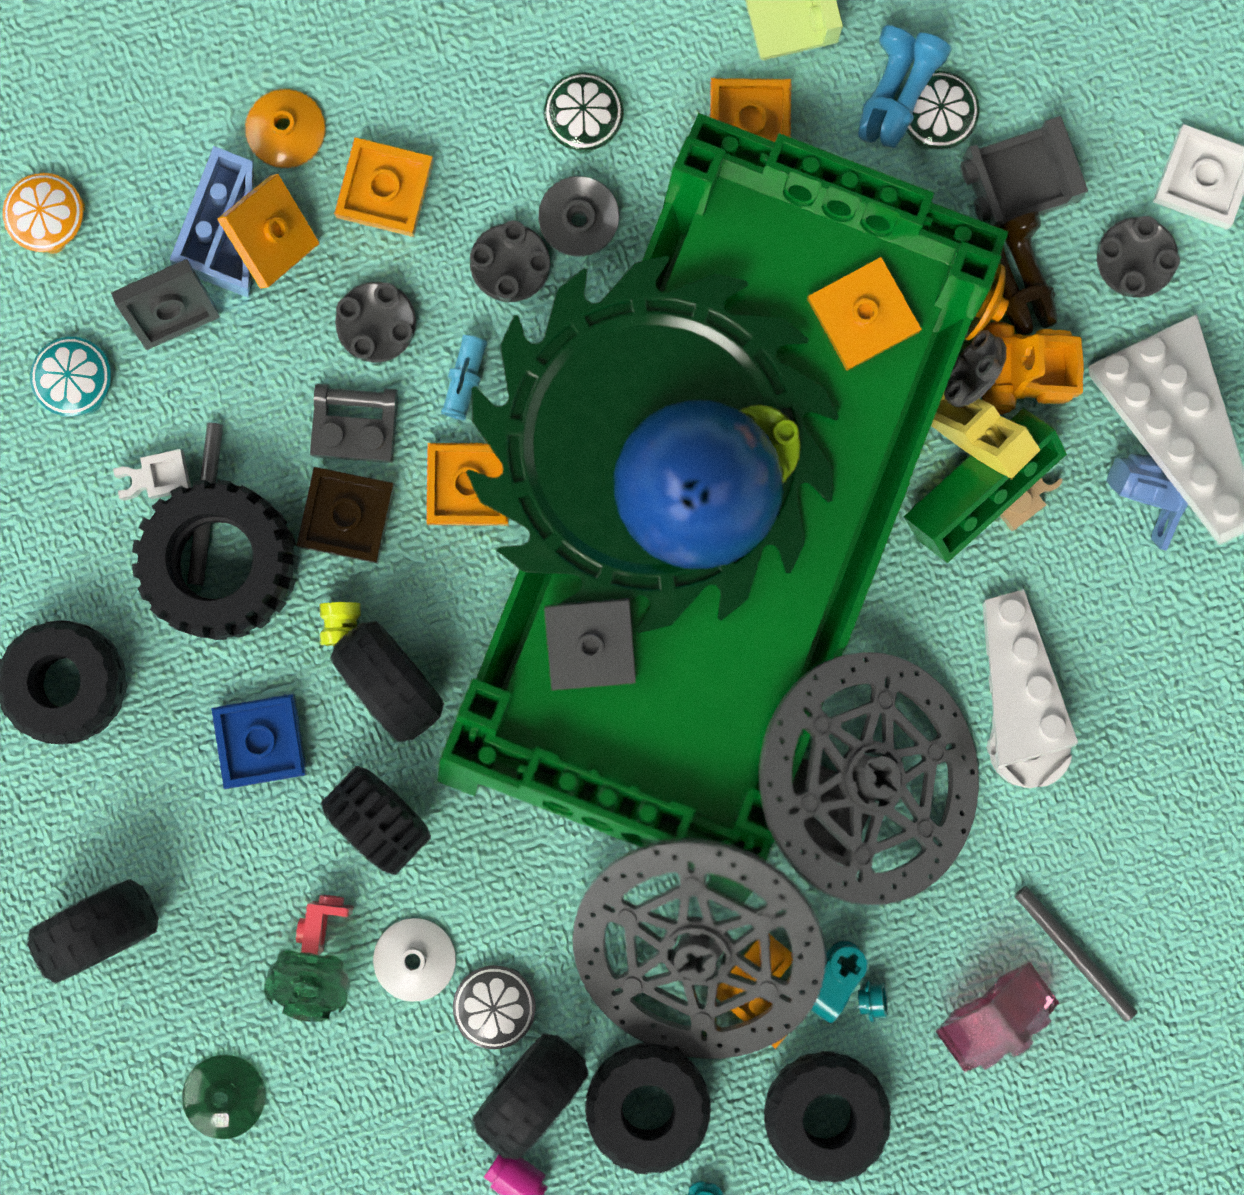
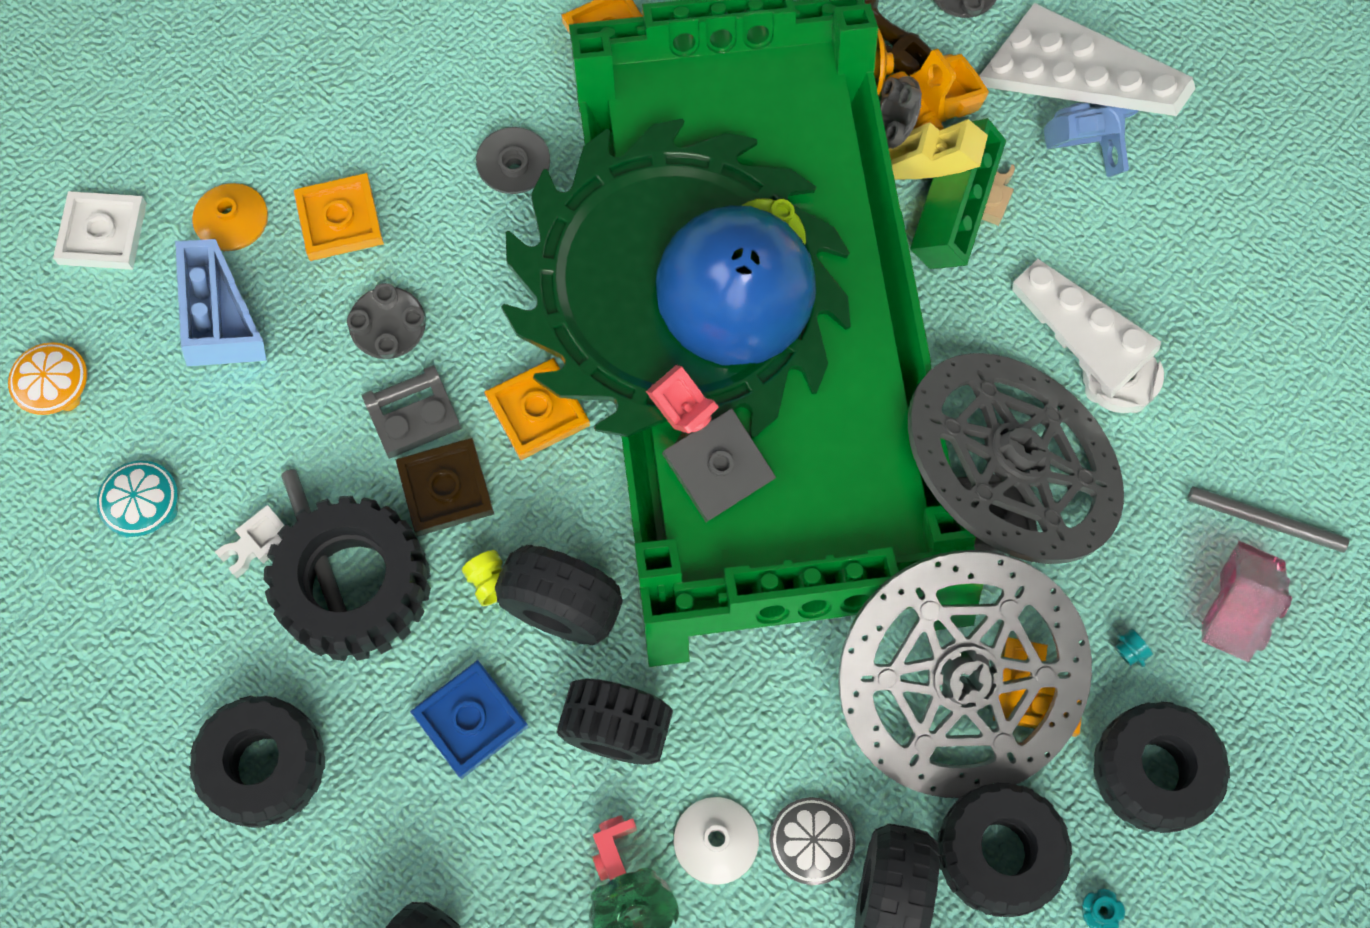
camera: 30 degrees left, 15 degrees down
(157, 80) = (100, 230): none -> white tile
(165, 304) = (195, 389): dark grey plate -> none
(268, 231) = (257, 288): light orange plate -> none
(472, 352) = (481, 306): medium azure pin -> none
(509, 262) = (475, 222): dark grey dish -> none
(583, 112) = (473, 88): dish -> none
(585, 572) = (682, 401): none -> coral bracket
(839, 983) = (1100, 644): teal piece -> none
(864, 314) = (787, 105): light orange plate -> none

